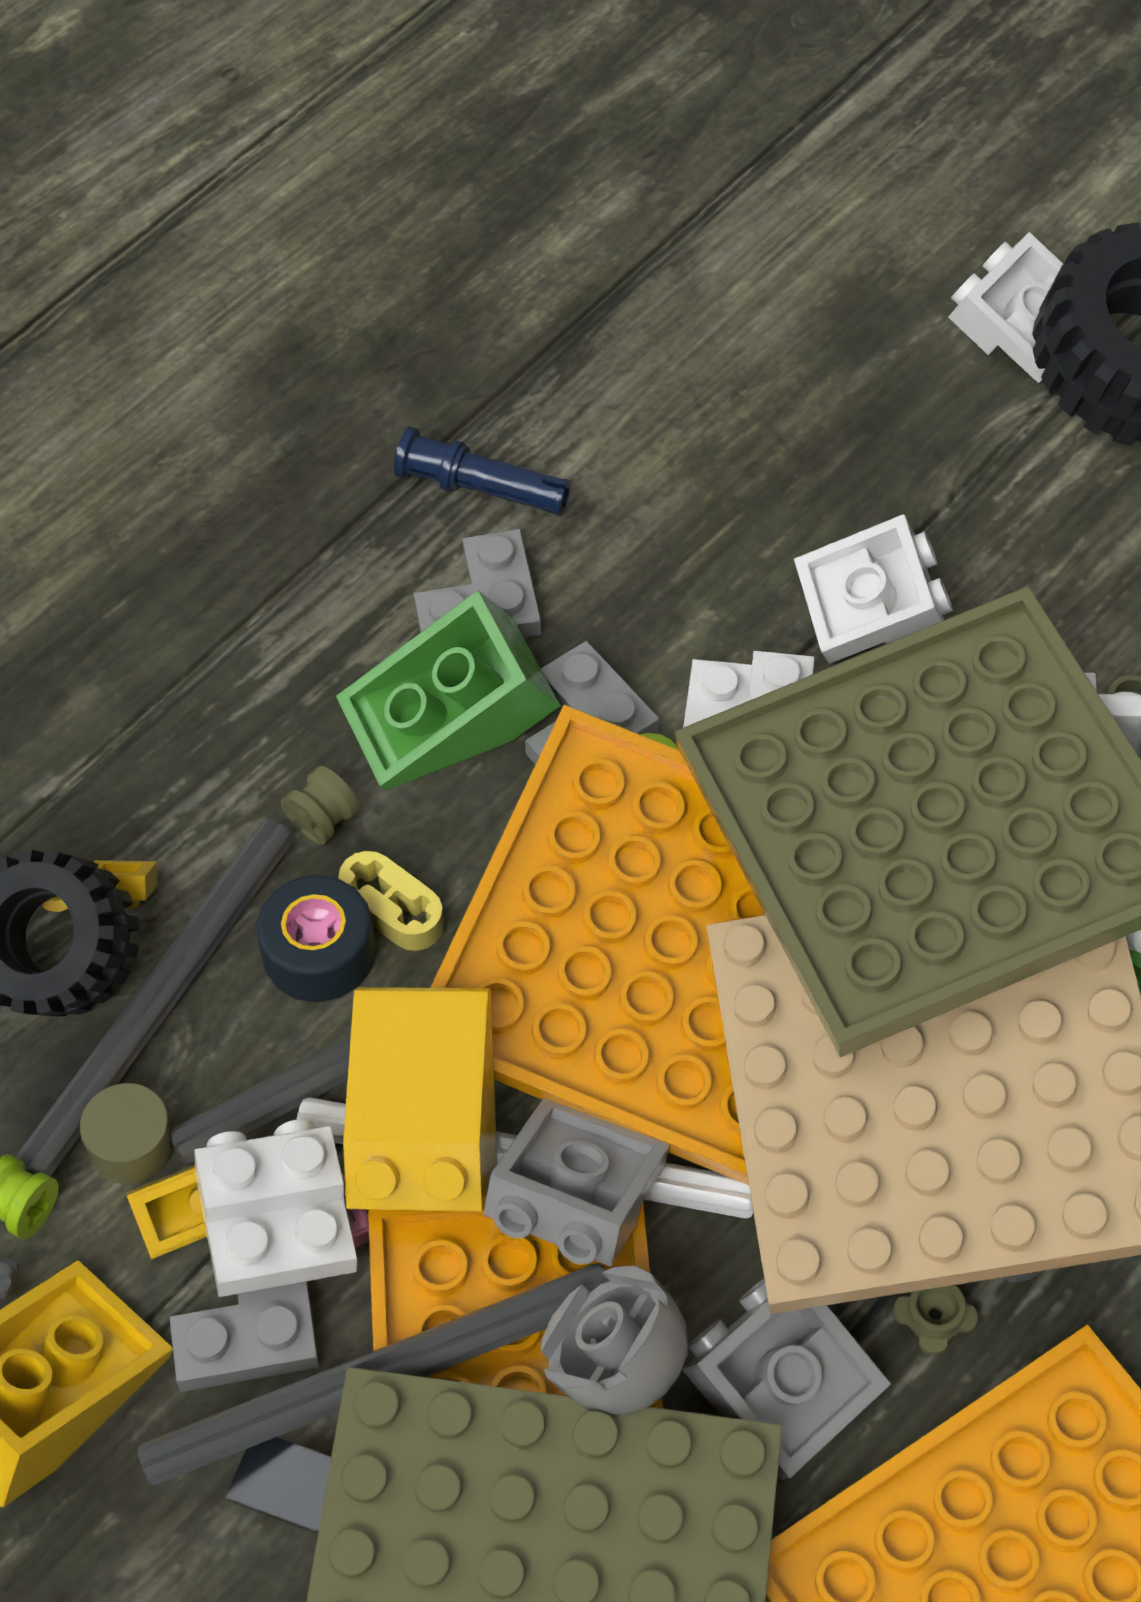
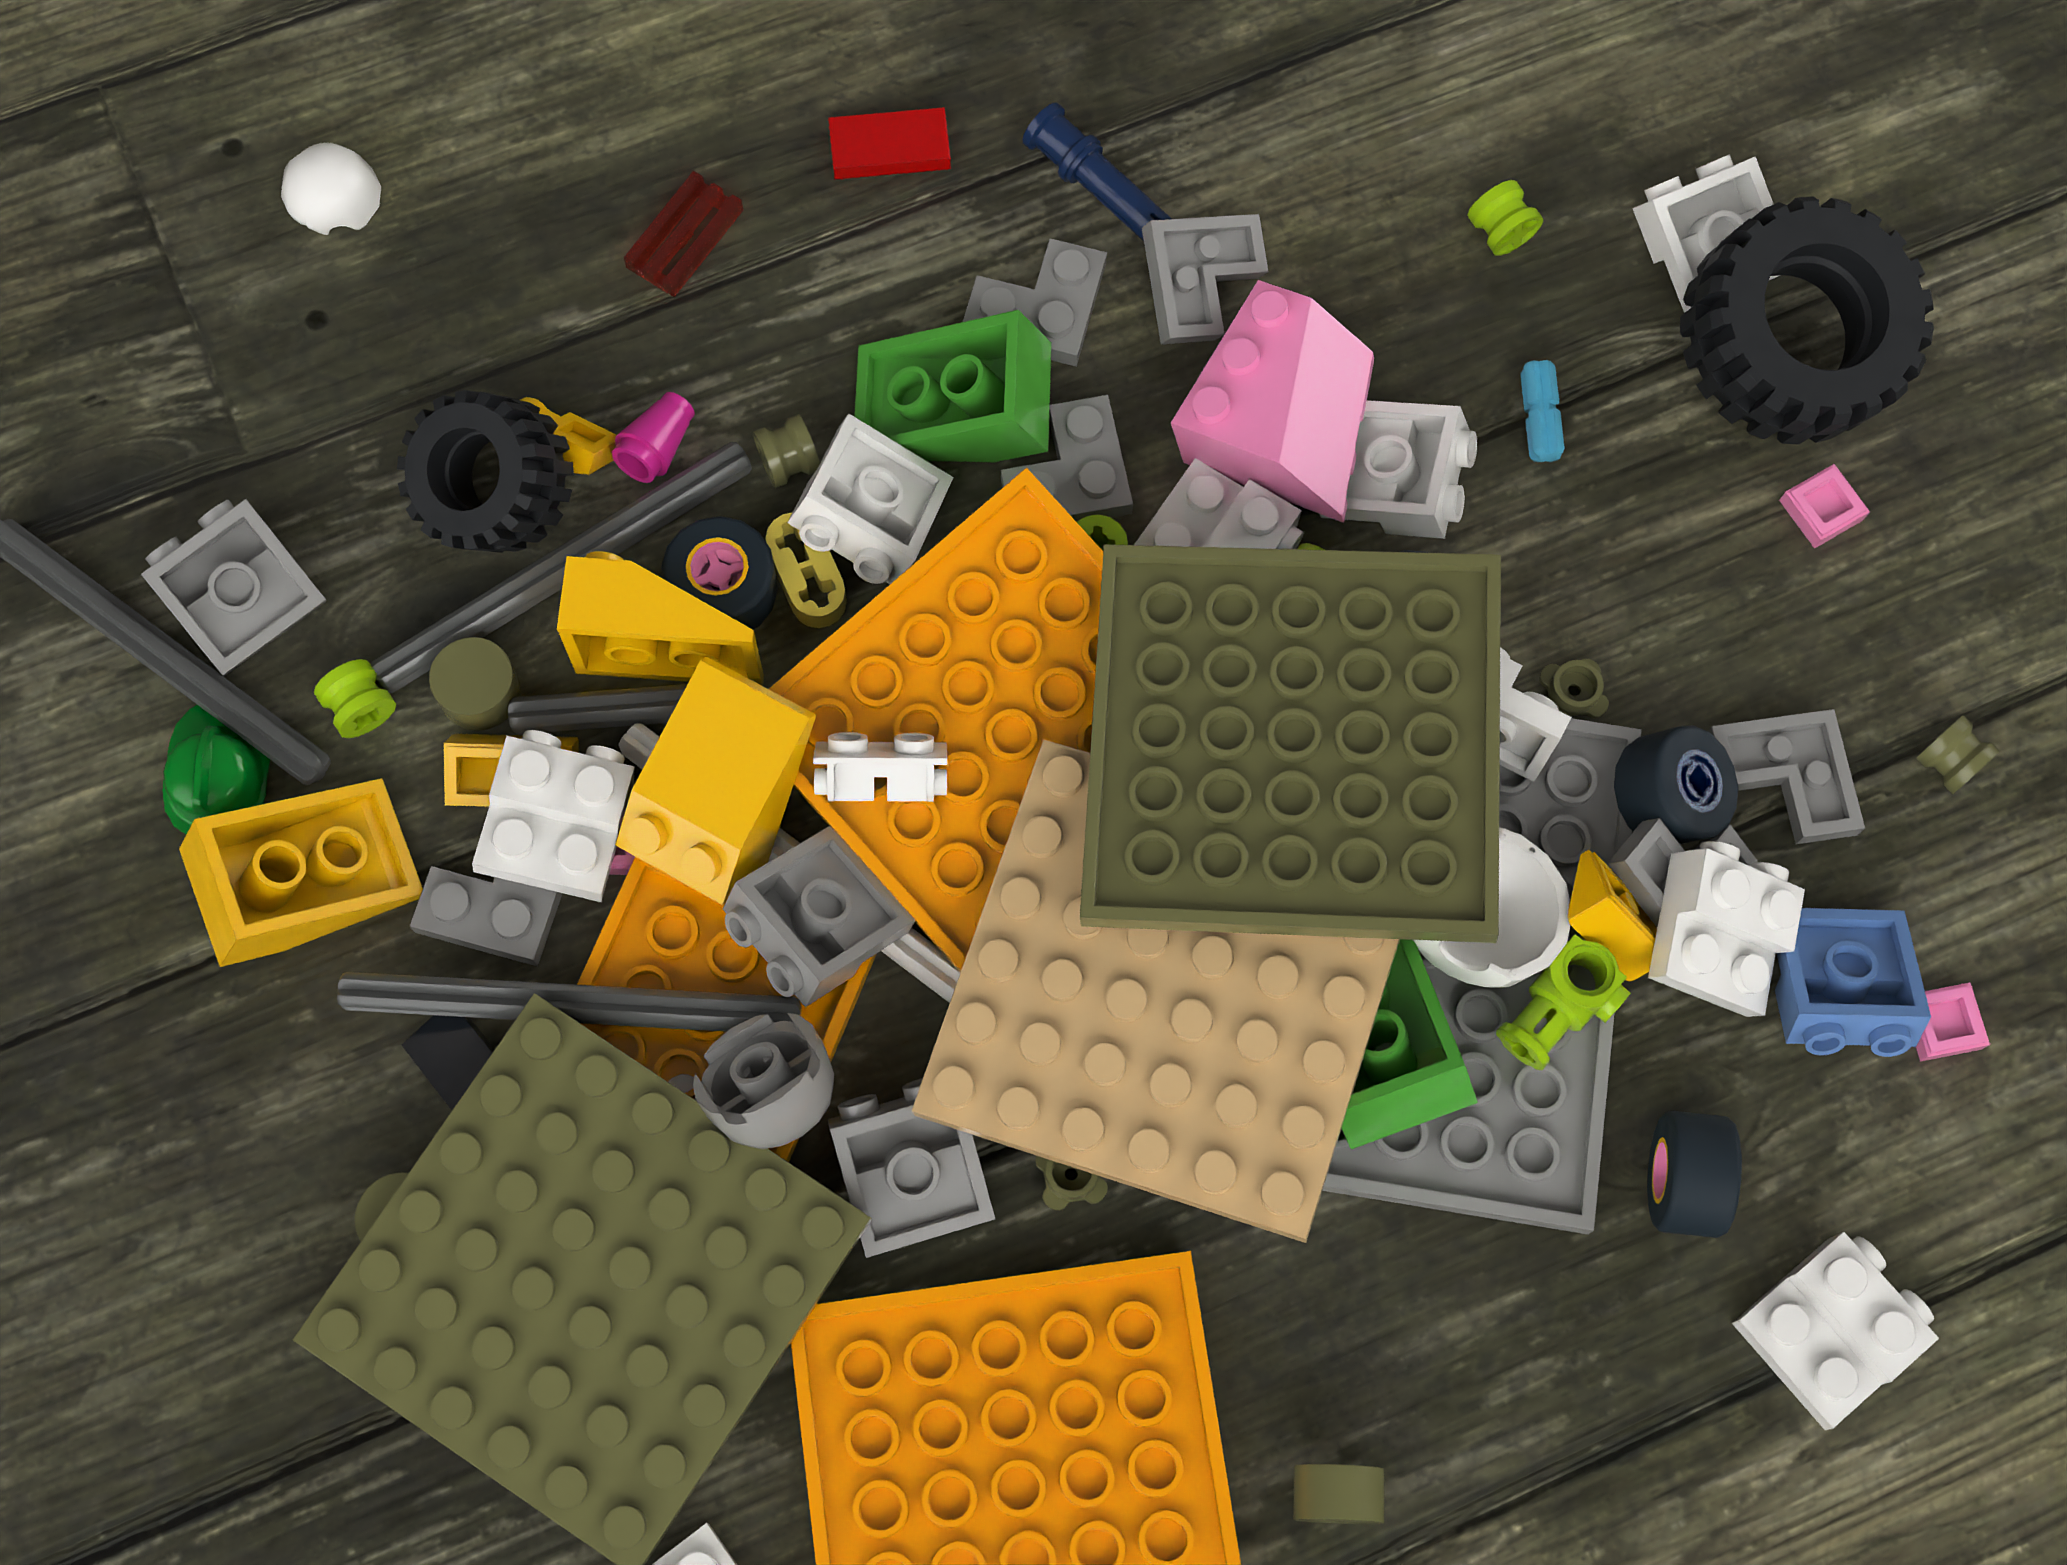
camera: 20 degrees right, 15 degrees up
(130, 632) = (668, 218): none -> clear red tile
(187, 849) = (653, 438): none -> dark pink cone
(273, 522) = (889, 143): none -> red tile
(275, 998) = (640, 626): none -> yellow slope
(424, 813) = (870, 502): none -> white plate
(546, 1022) = (905, 762): none -> white hinge
(600, 506) = (1187, 262): none -> light grey plate
(745, 579) = (1281, 401): none -> bright pink wedge
(846, 365) = (1505, 217): none -> lime wheel
(974, 508) = (1544, 420): none -> medium azure piece

